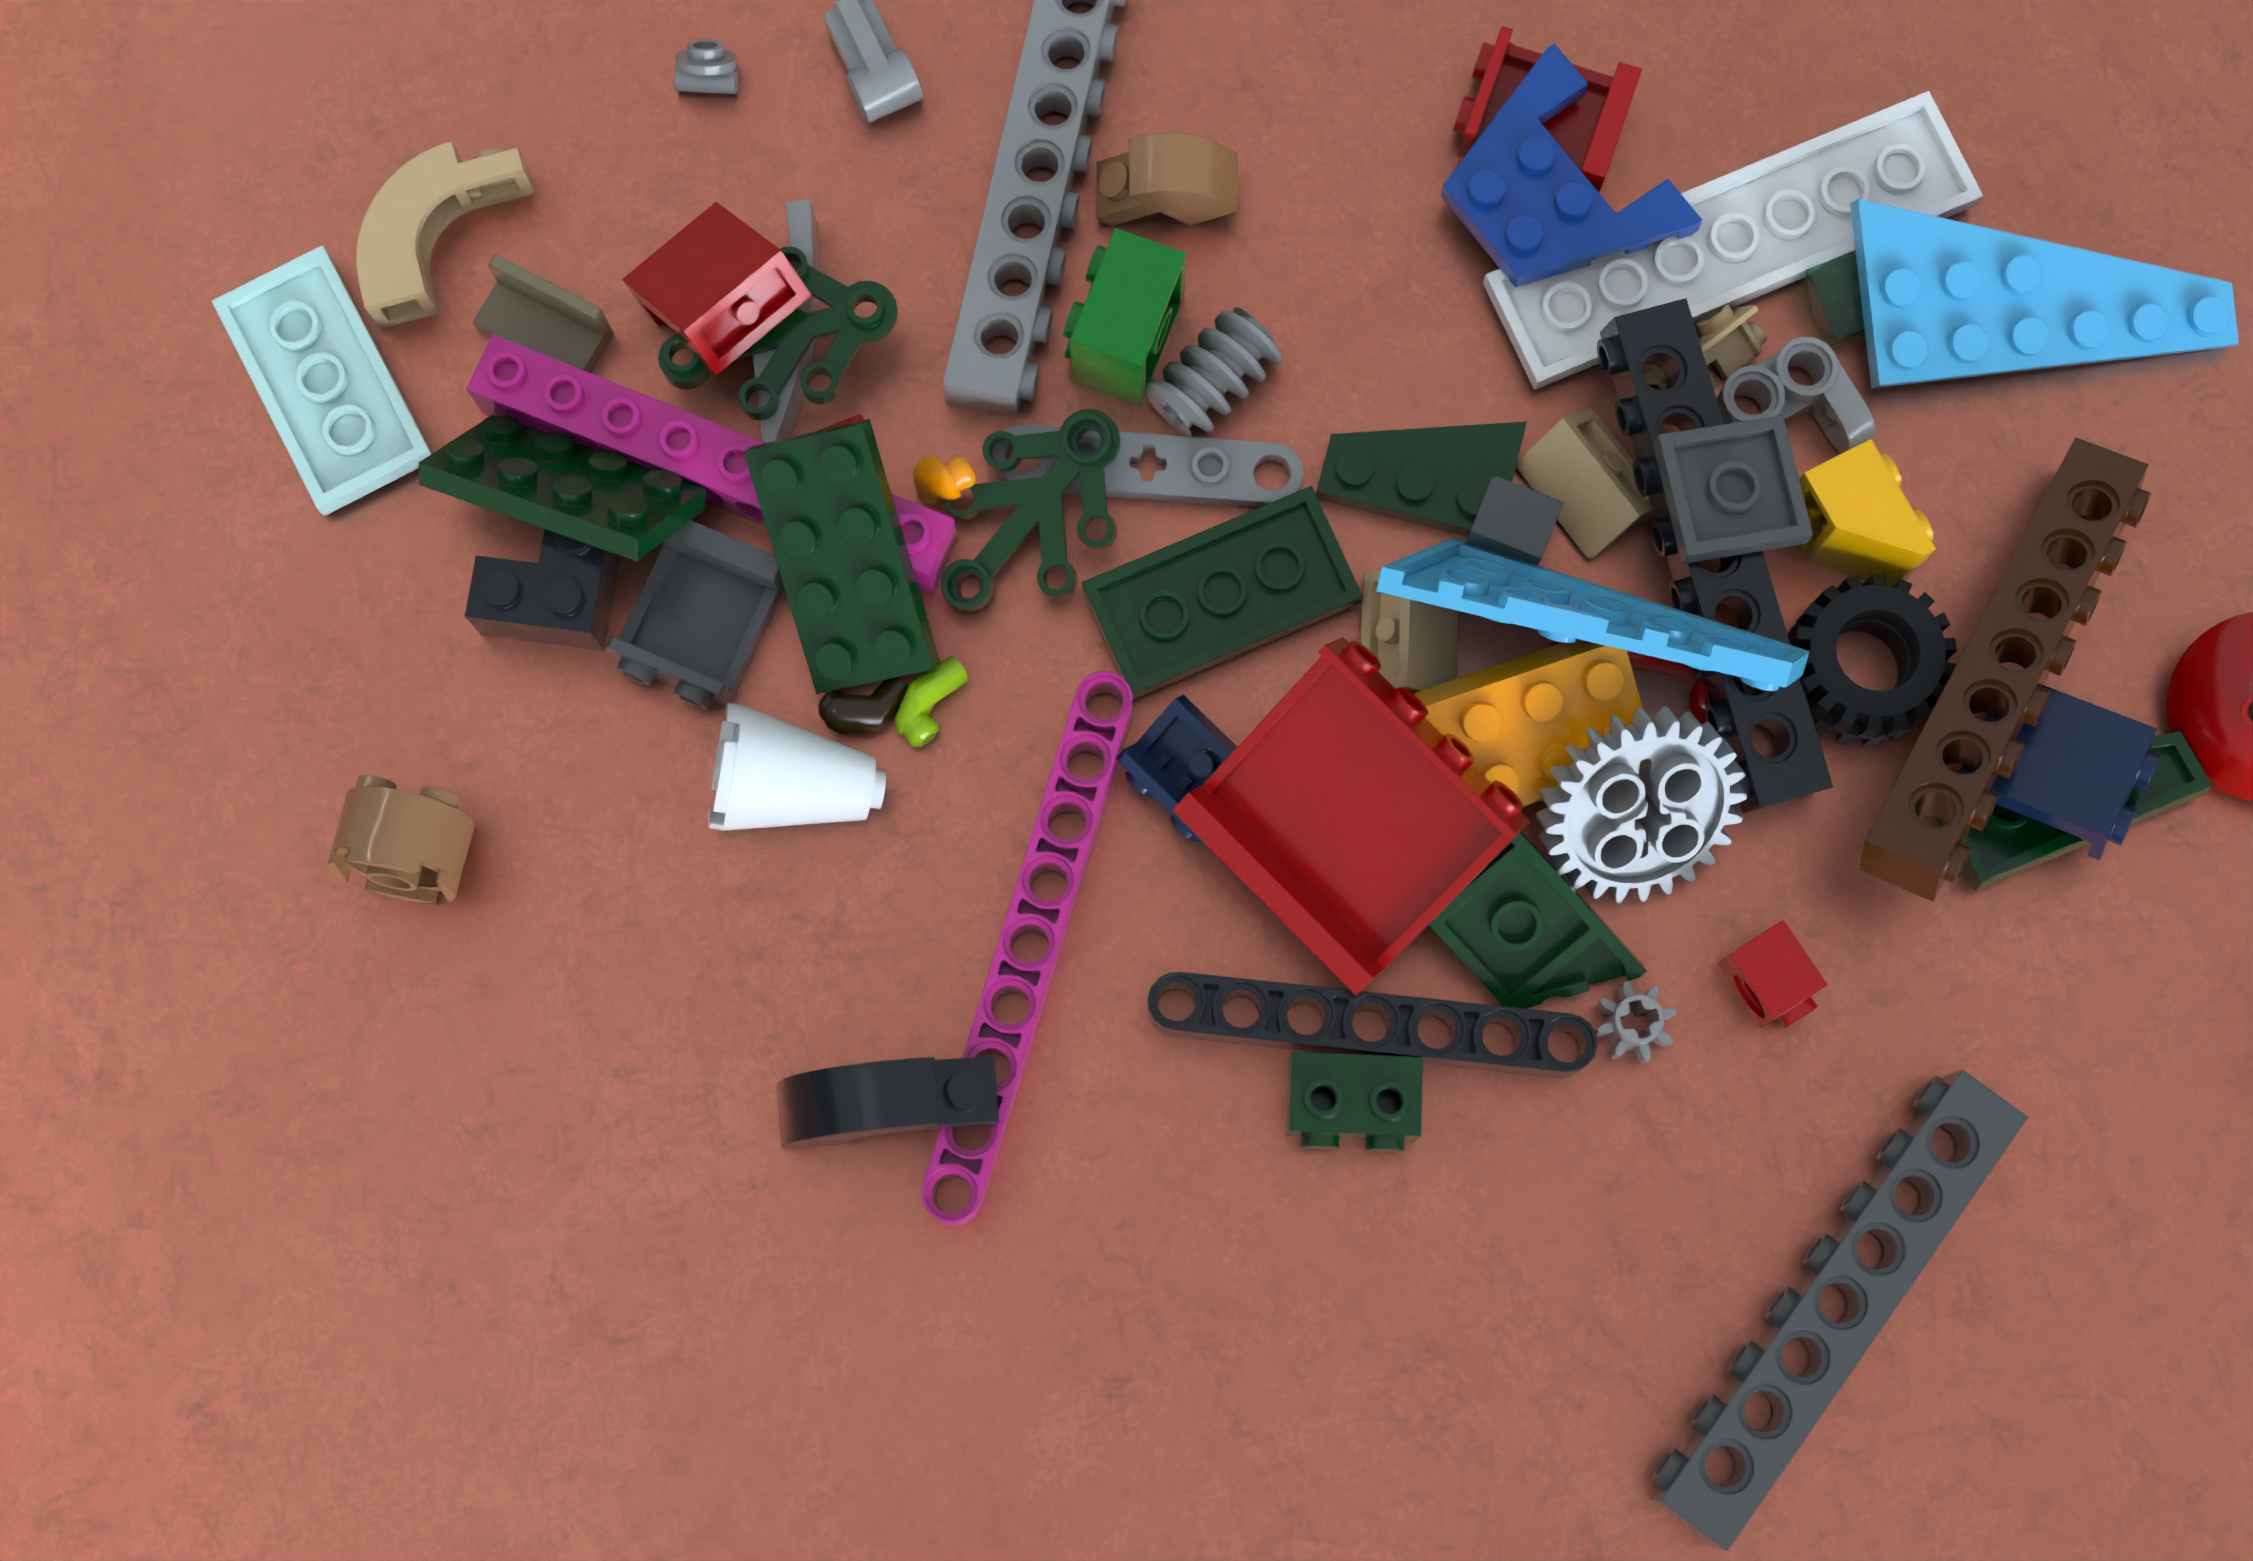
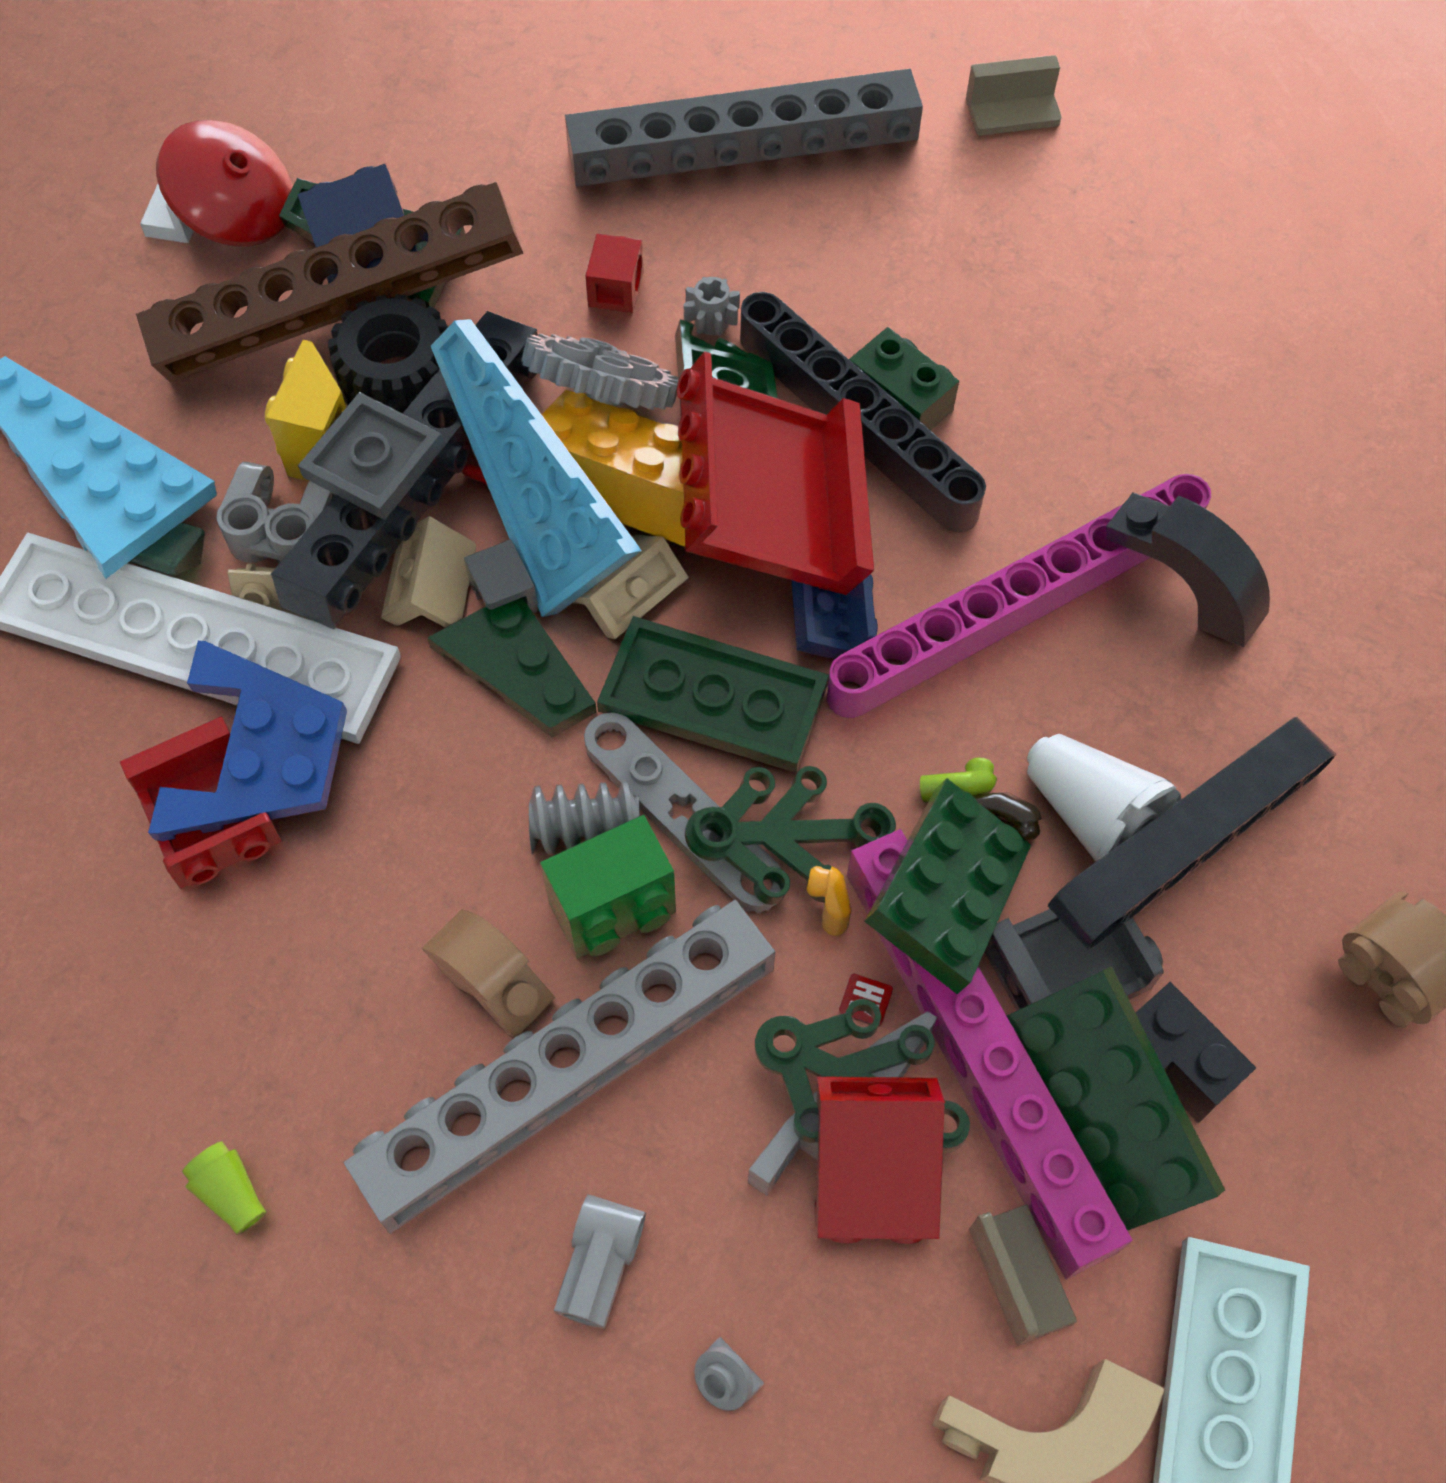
camera: 140 degrees left, 15 degrees down
(672, 807) = (1190, 833): none -> black beam

